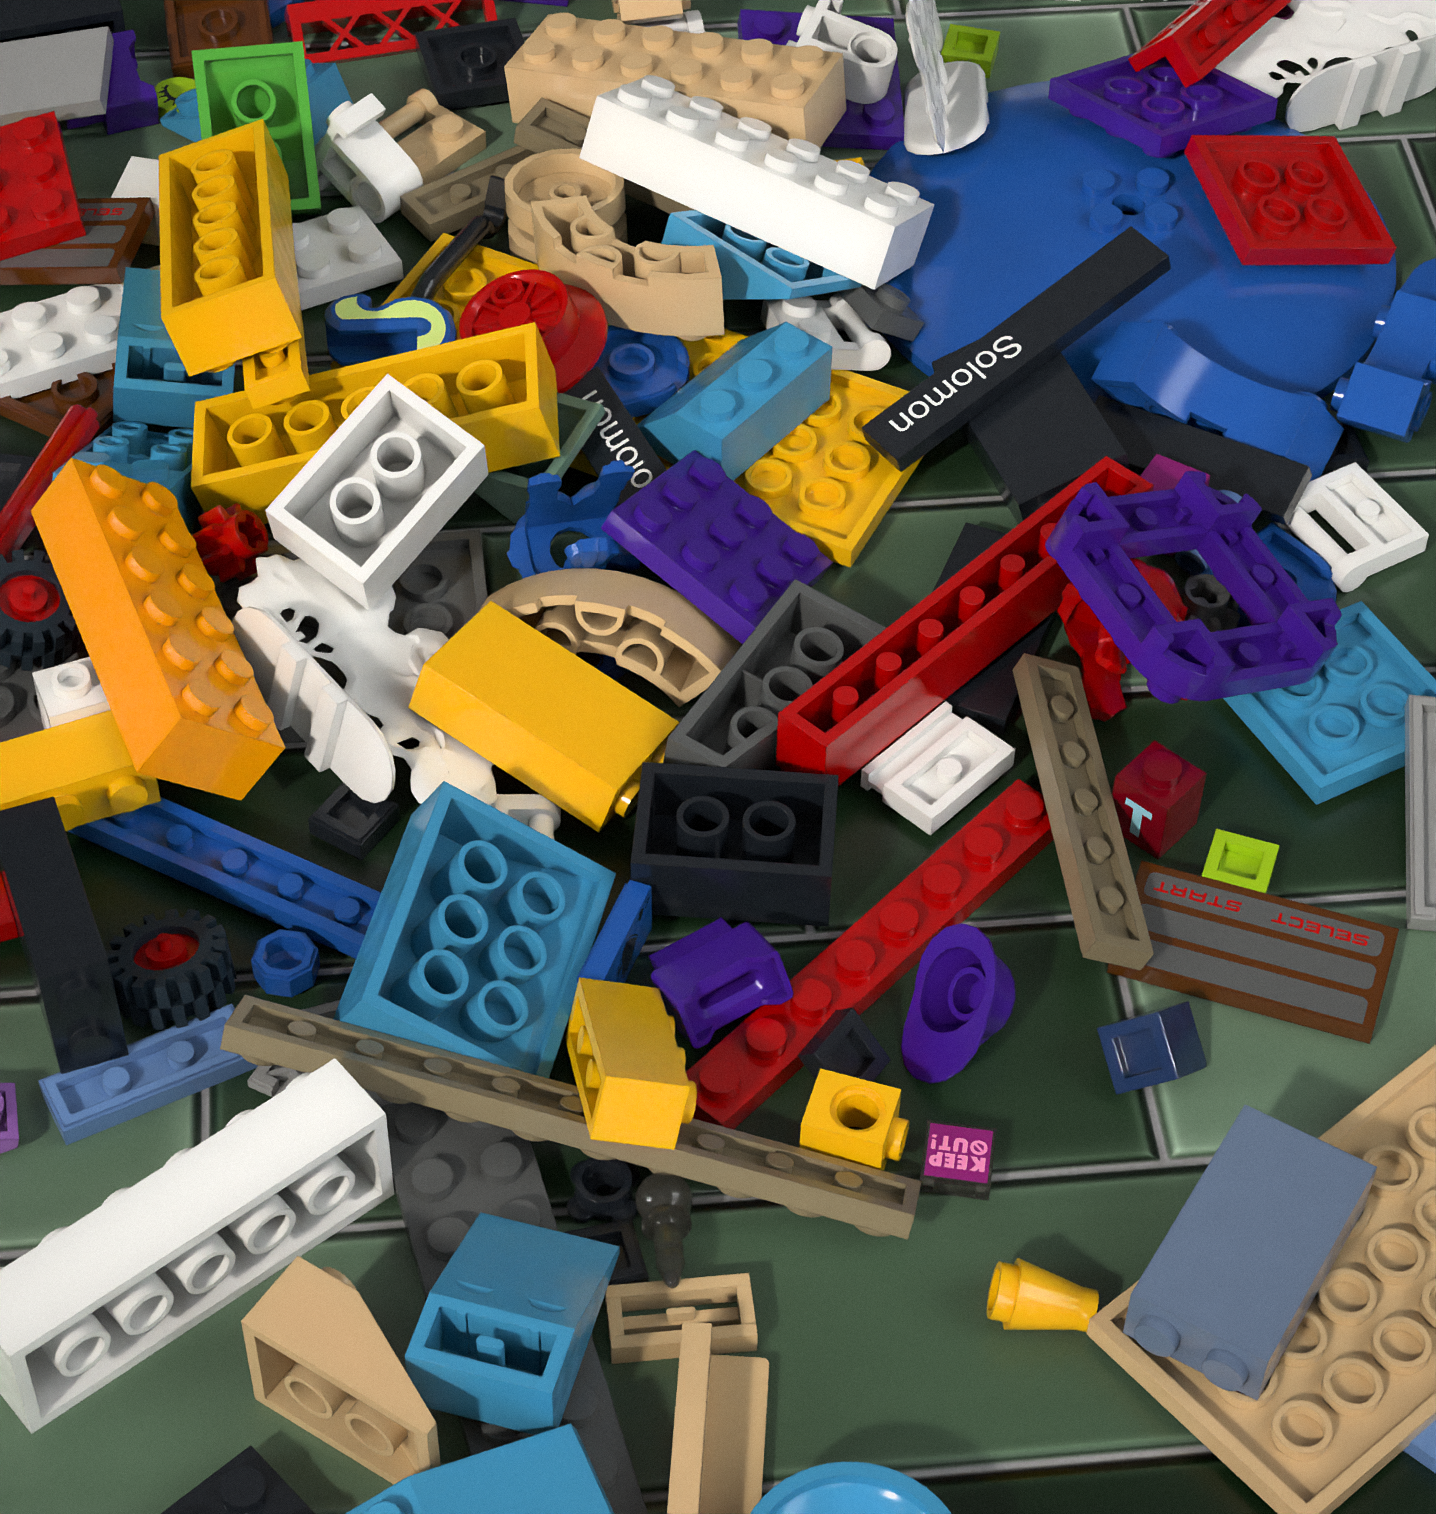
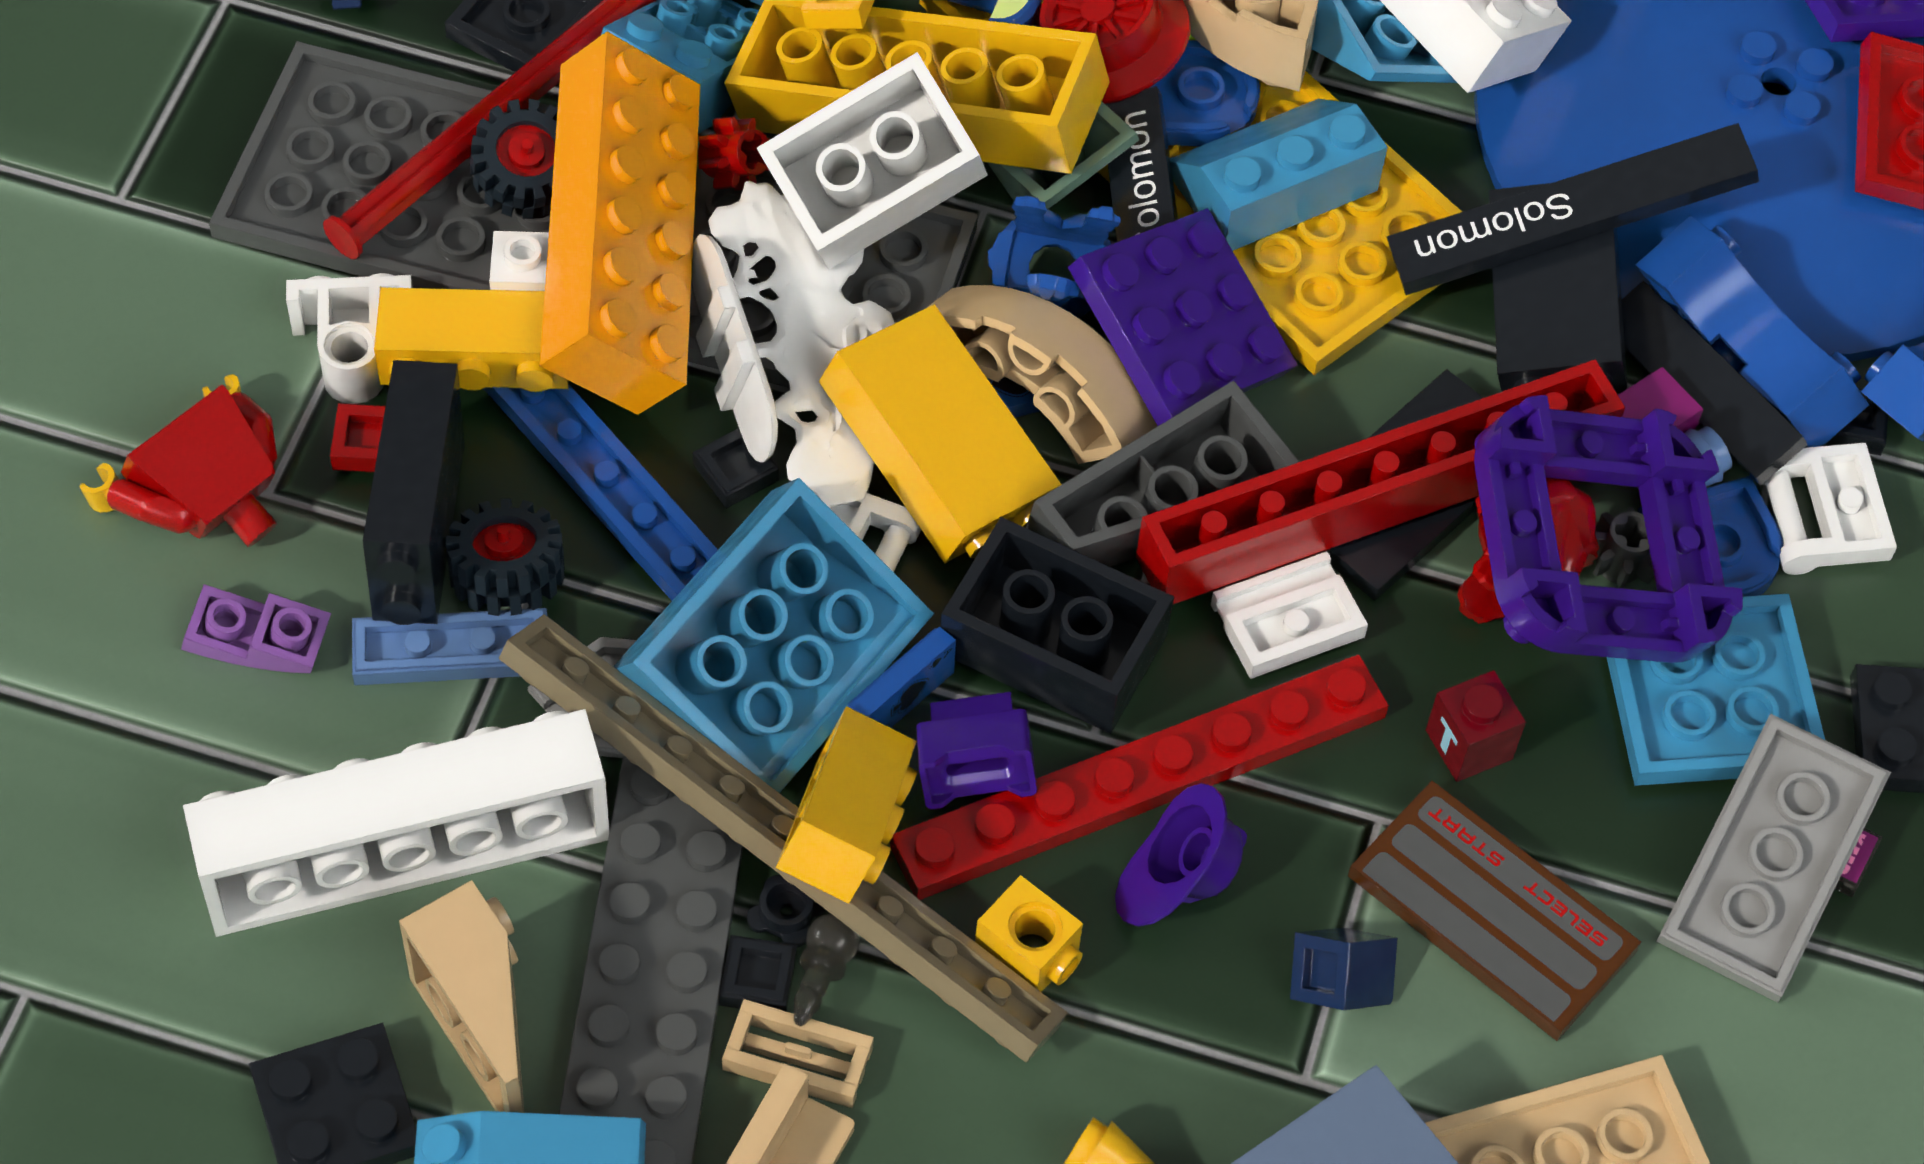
camera: 20 degrees right, 10 degrees up
(285, 963) = (610, 587): blue tile -> none
(509, 1324) = (636, 1004): dark azure slope -> none
(820, 318) = (1395, 116): white plate -> none
(845, 1048) = (1058, 864): black plate -> none
(884, 310) = (1479, 115): dark grey plate -> none
(958, 1160) = (1113, 1004): tile -> none
(1082, 814) = (1393, 713): dark tan plate -> none
(1241, 861) = (1528, 817): lime tile -> none

